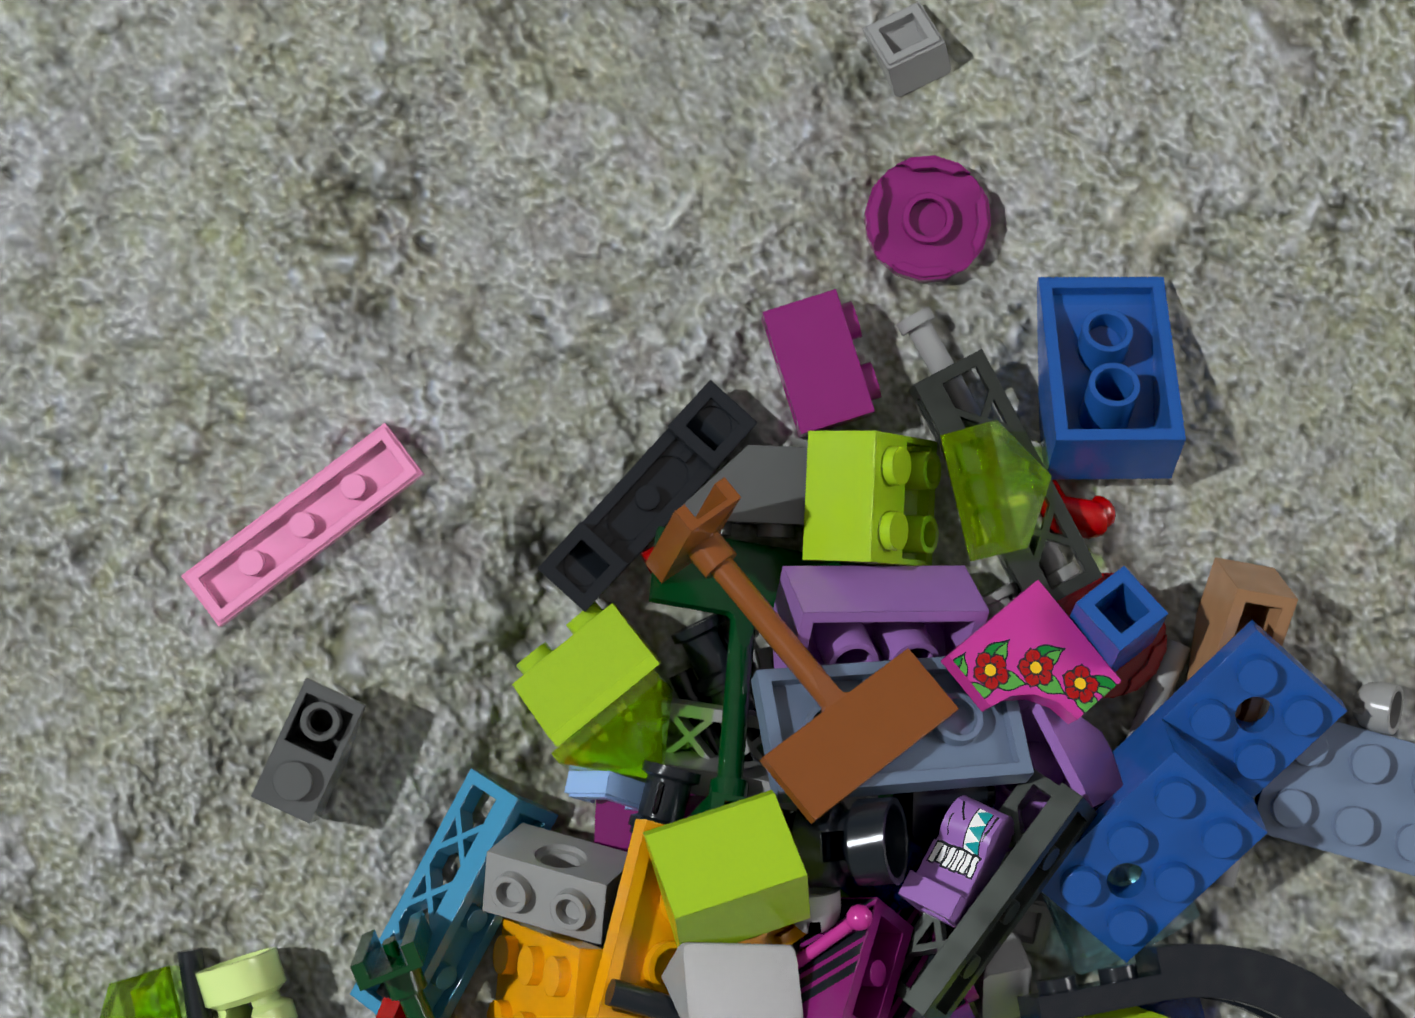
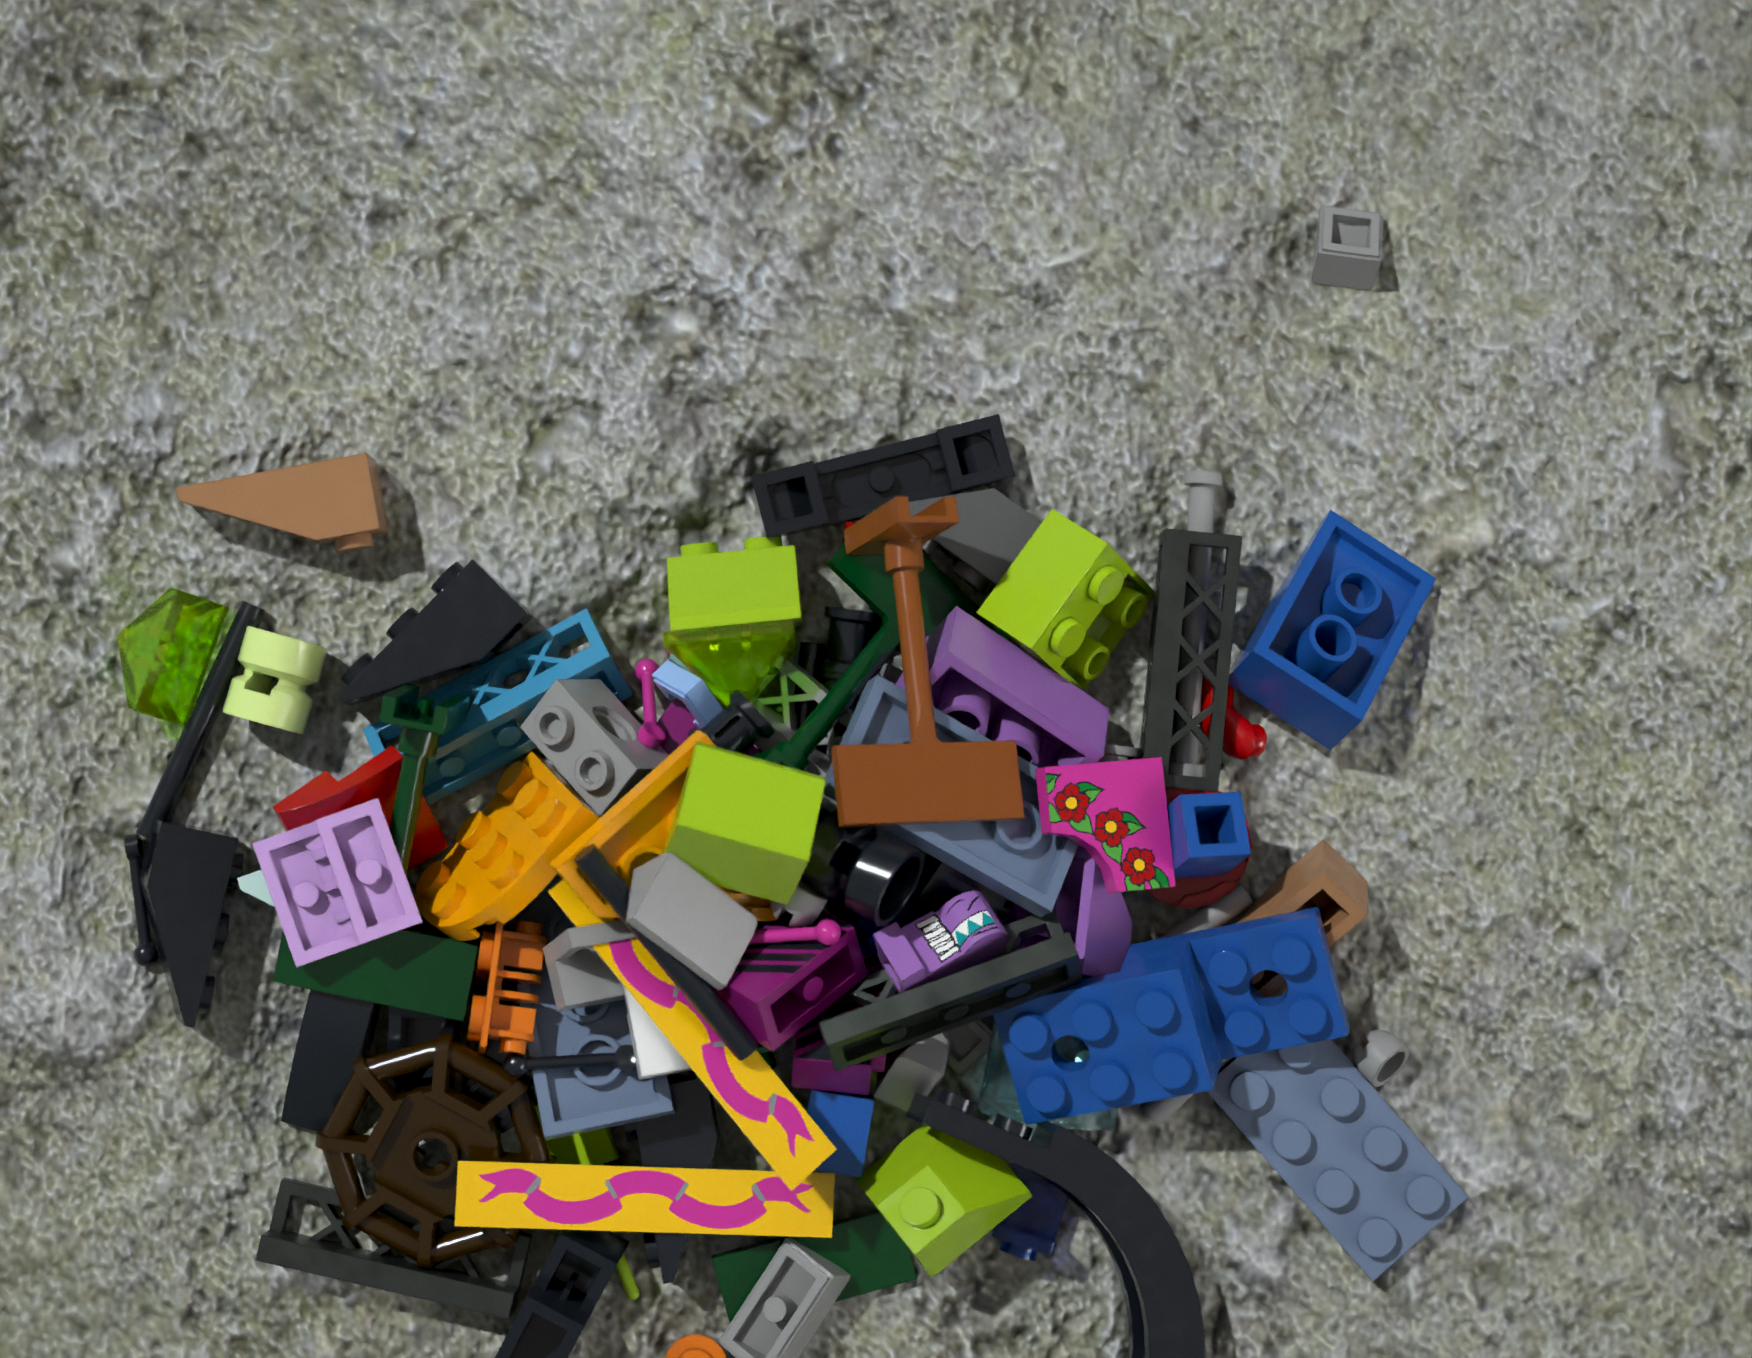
camera: 30 degrees right, 0 degrees up
(183, 831) = (316, 501): none -> medium nougat slope
(302, 525) = (579, 314): bright pink tile -> none
(310, 752) = (463, 505): dark grey slope -> none
(374, 858) = (452, 633): none -> black slope
(596, 843) = (650, 733): none -> dark pink hinge
(819, 362) = (1099, 460): magenta brick -> none
(927, 219) = (1269, 400): magenta tile -> none
(995, 488) = (1176, 657): clear neon green slope -> none

